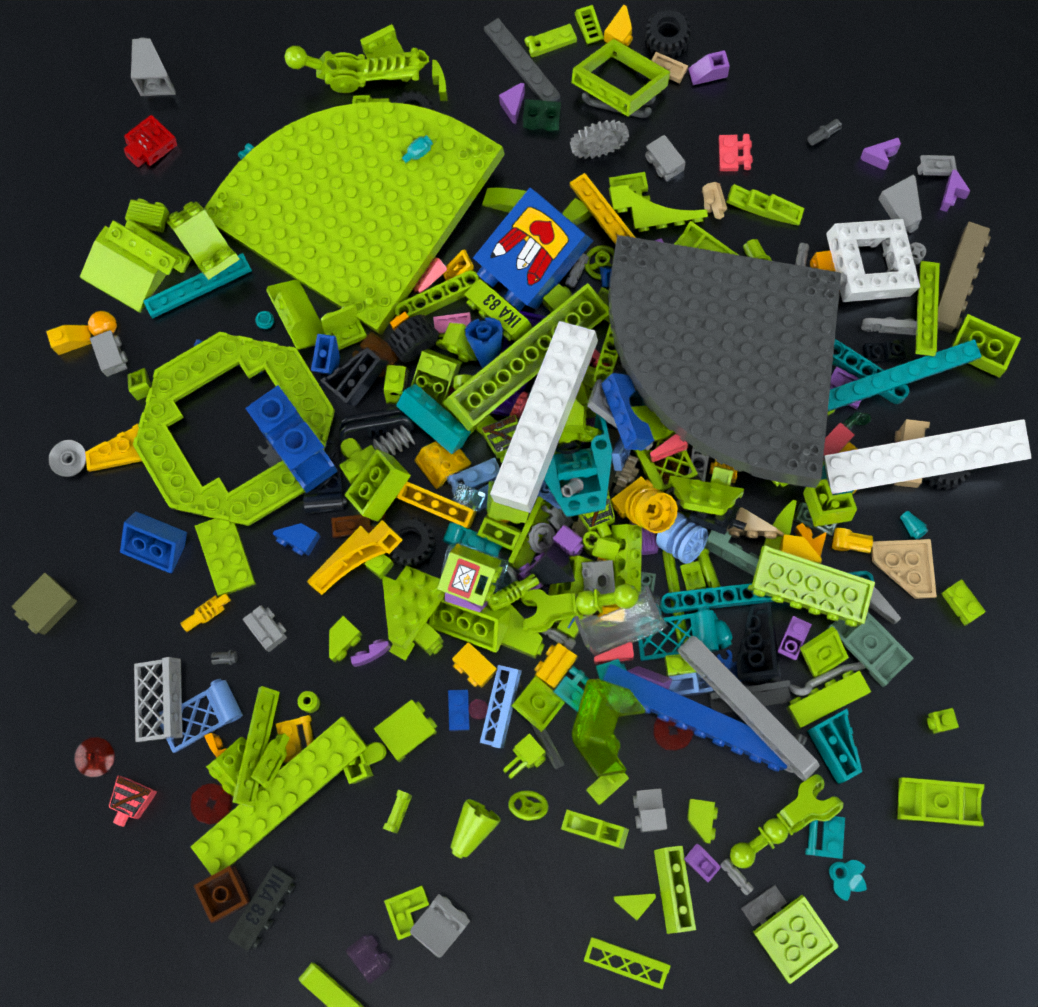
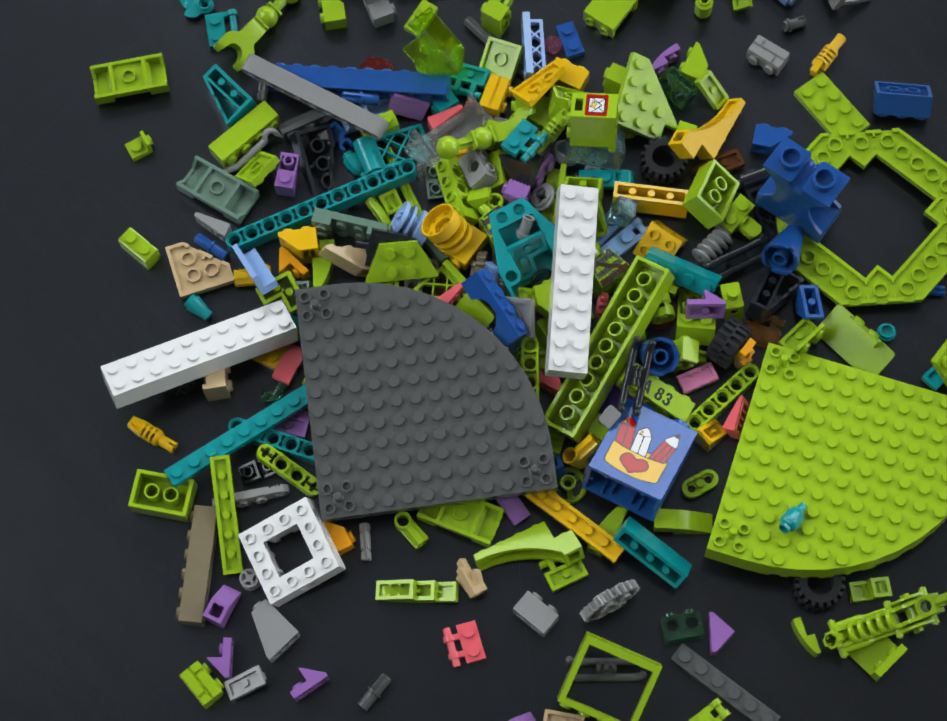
camera: 160 degrees right, 5 degrees down
(327, 405) = (784, 250): none -> blue cone
(335, 603) = (712, 89): none -> lime plate
(368, 616) = (679, 85): none -> clear green brick
(419, 372) = (708, 307): none -> medium lavender slope
(483, 228) = (699, 484): none -> lime plate
(510, 652) = (538, 84): none -> yellow wing
(513, 311) = (636, 375): none -> black piece
(547, 589) = (519, 139): none -> teal plate
(548, 173) = (652, 552): none -> teal brick
(550, 289) = (609, 417): none -> light grey slope
(580, 279) = (578, 456): none -> yellow piece
(699, 695) = (361, 98): none -> blue axle
(812, 586) = (281, 209): lime bracket -> none
(851, 531) = (257, 269): none -> light blue fence
(860, 337) = (287, 472): none -> lime beam
(888, 586) = (211, 246): none -> blue axle
(946, 234) = (221, 606): none -> medium lavender slope
(977, 175) = (202, 684): none -> lime brick
(981, 409) = (151, 434): none -> yellow hinge

